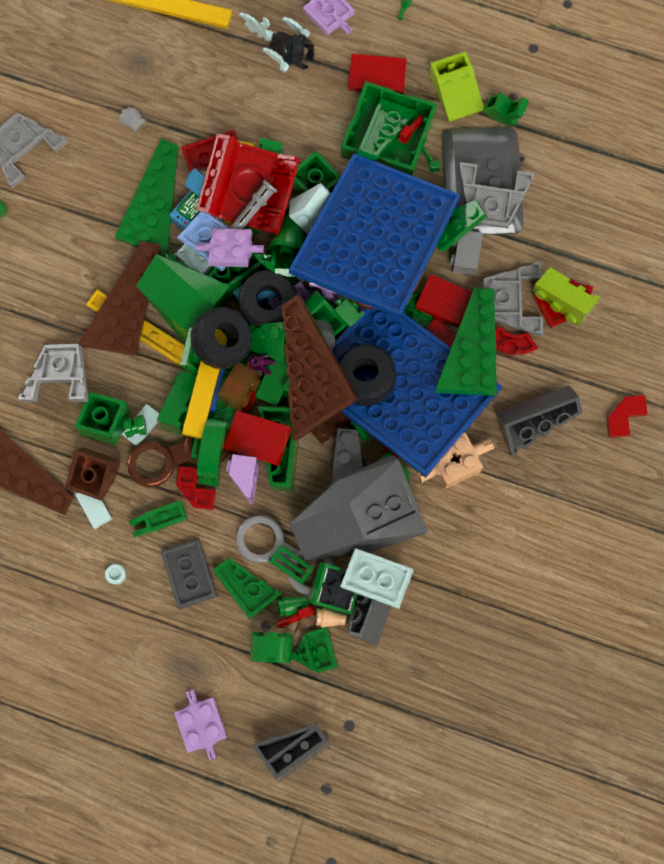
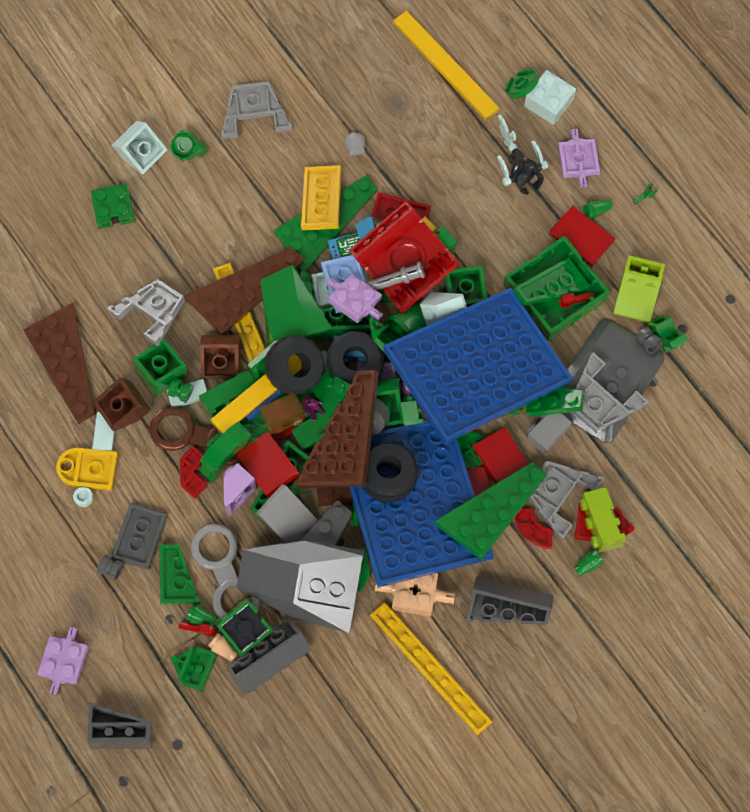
camera: 30 degrees right, 5 degrees down
(103, 547) = (89, 468): none -> yellow tile
(136, 182) = (321, 197): none -> yellow tile
(147, 375) = (219, 356): none -> copper slope
(160, 518) = (148, 476): green hinge -> none
(181, 618) = (110, 568): none -> dark grey wheel
(271, 647) = (160, 637): green brick -> none
(305, 470) = (287, 515): none -> light grey tile
(305, 574) = (228, 600): green tile -> none
(372, 44) = (596, 208): none -> green cone
(377, 578) = (280, 640): light aqua tile -> none
(434, 166) = (574, 341): green hand -> none
(495, 123) = (649, 340): none -> dark grey wheel
(512, 514) = (431, 669): none -> yellow tile
(577, 339) = (589, 563): none -> green cone
(629, 407) = (592, 648): red tile -> none

